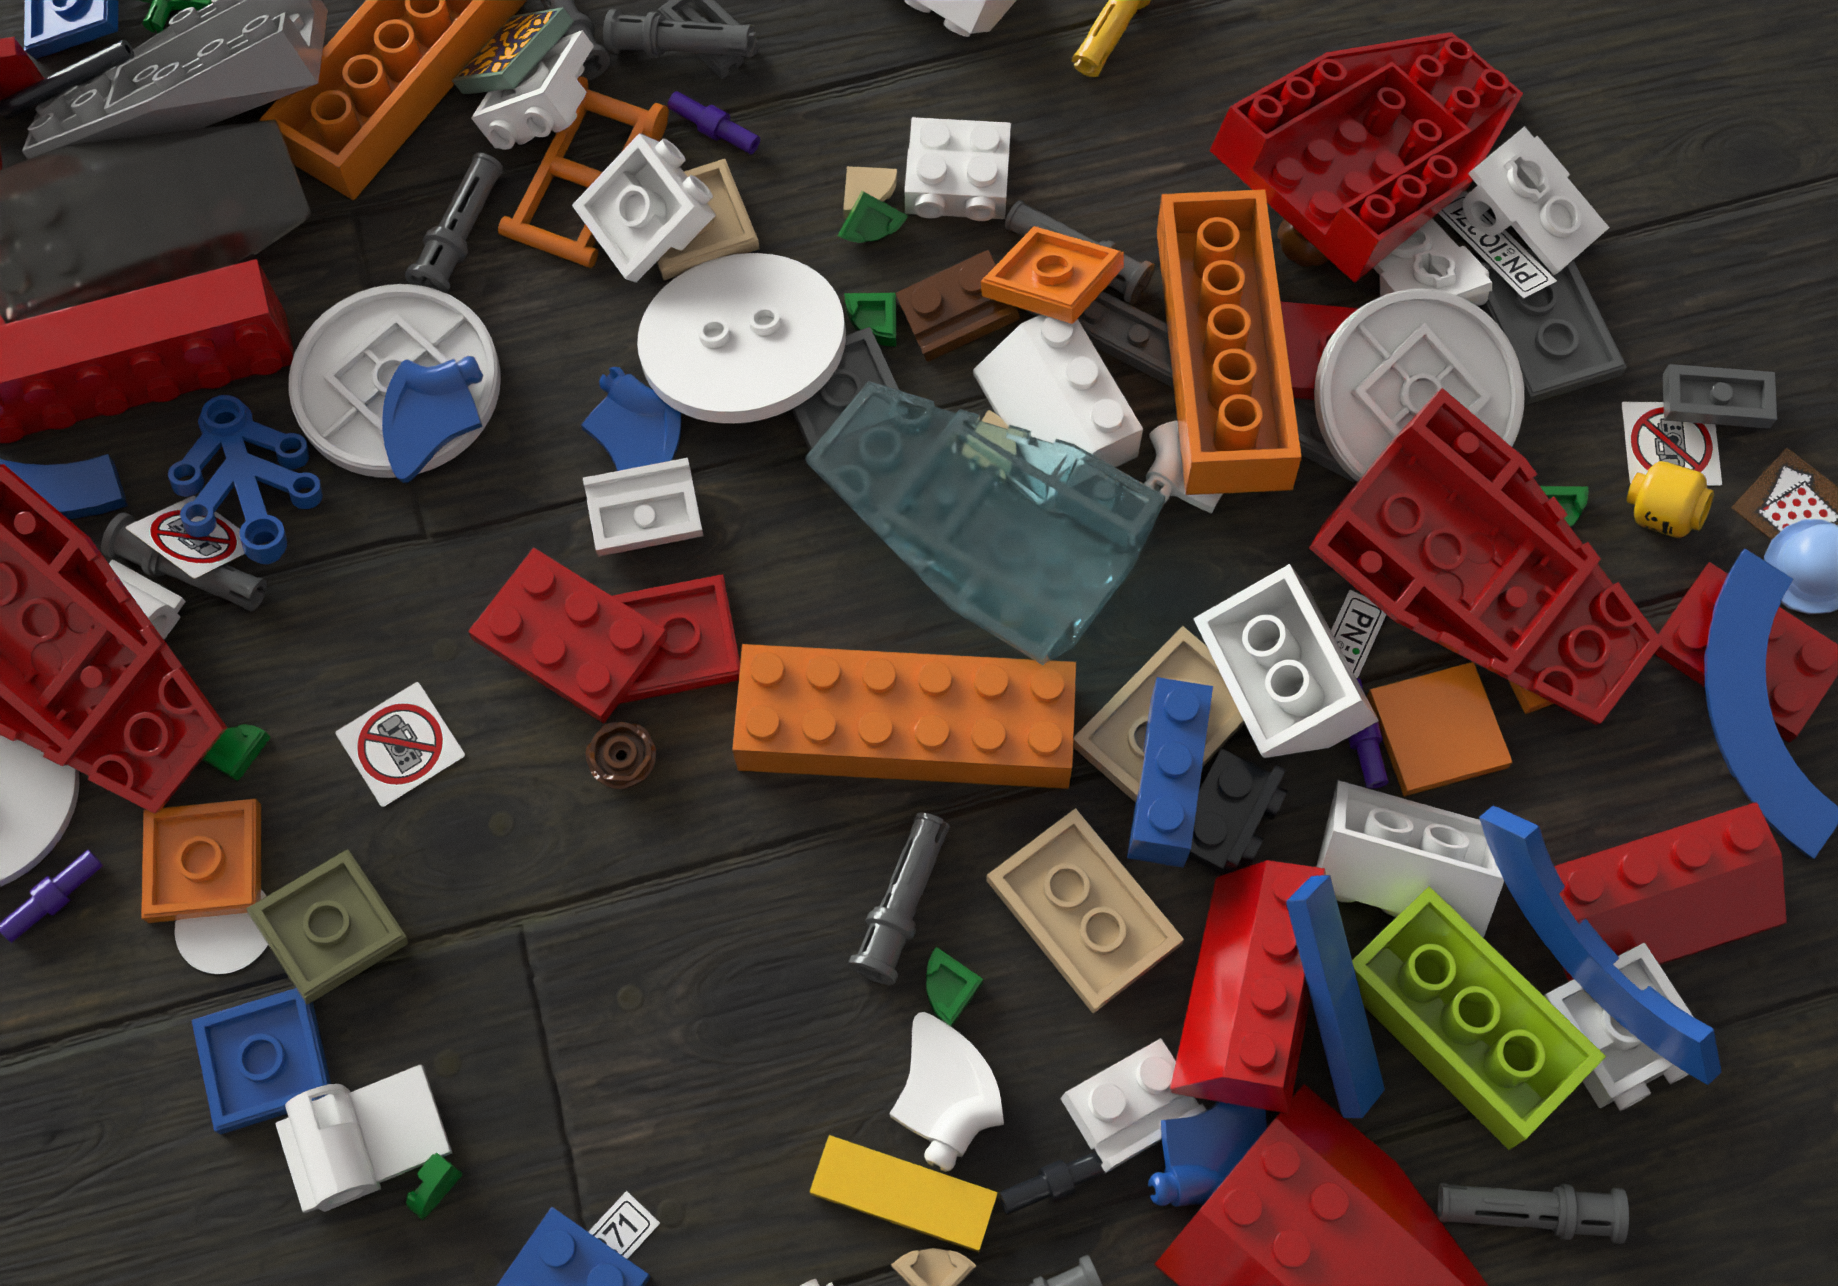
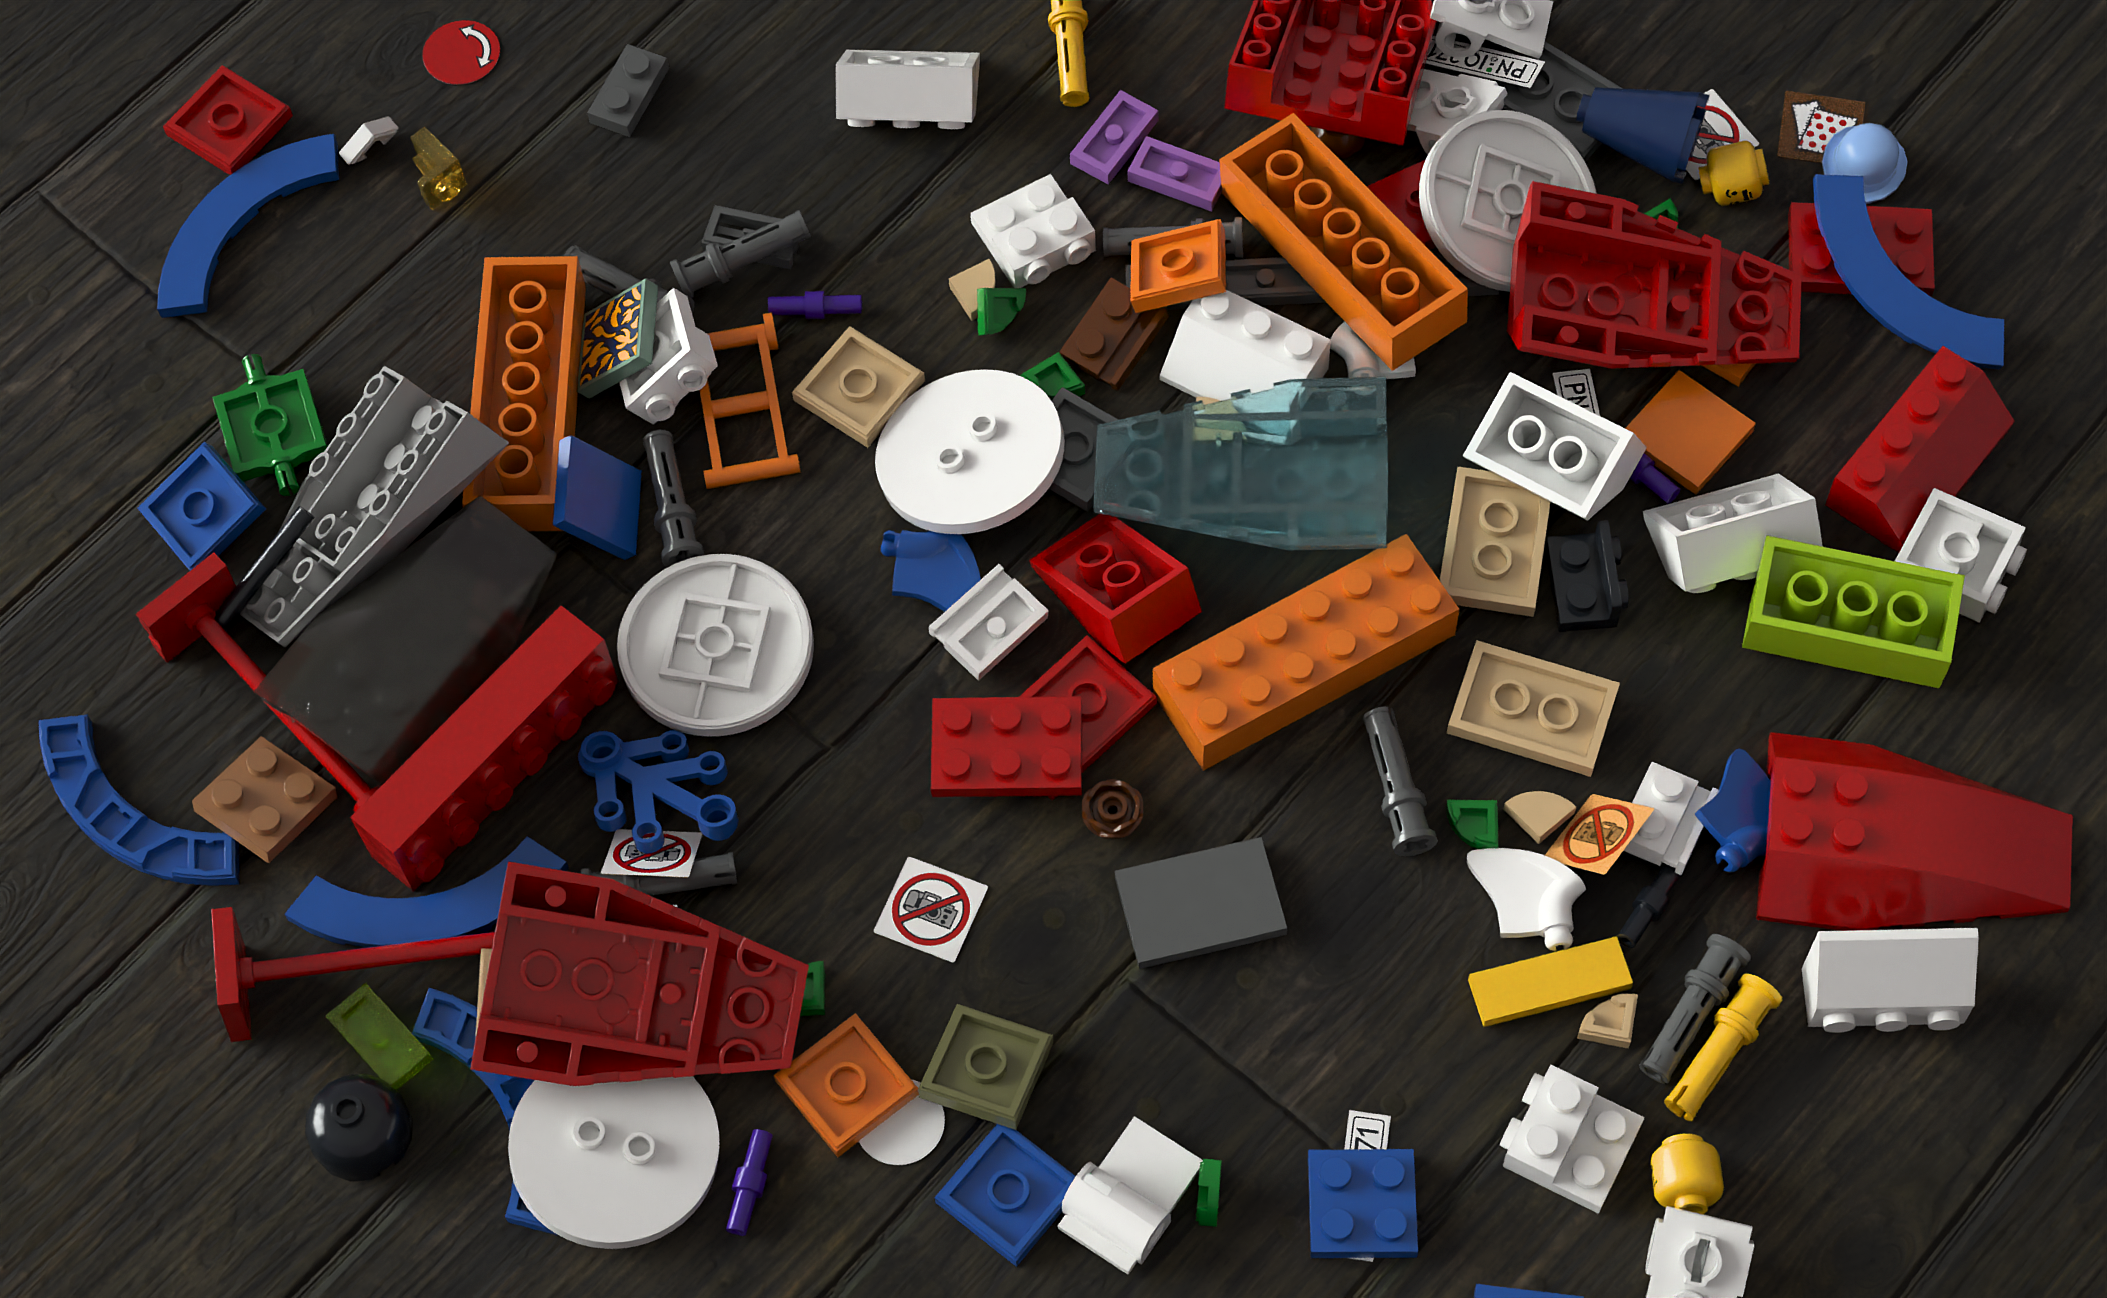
camera: 30 degrees left, 5 degrees down
(385, 183) = (597, 497): none -> blue tile
(427, 411) = (770, 647): blue arm -> none
(637, 897) = (1200, 903): none -> dark grey tile
(644, 206) = (823, 395): white plate -> none
(782, 546) = (1118, 585): none -> red slope
(1017, 1017) = (1539, 812): none -> tan tile
(1052, 1078) = (1598, 833): none -> clear orange sticker
(1094, 121) = (1114, 137): none -> medium lavender plate
(1124, 187) = (1176, 173): none -> medium lavender plate
(1170, 772) = (1546, 591): blue arch -> none
(1247, 993) = (1692, 680): red slope -> none
(1335, 996) = (1758, 648): blue tile -> none
(1562, 1210) = (2003, 704): dark grey pin -> none
(1586, 956) = (1903, 517): blue tile -> none
(1611, 401) = (1646, 125): none -> dark blue cone
(1719, 396) = (1721, 75): dark grey plate -> none

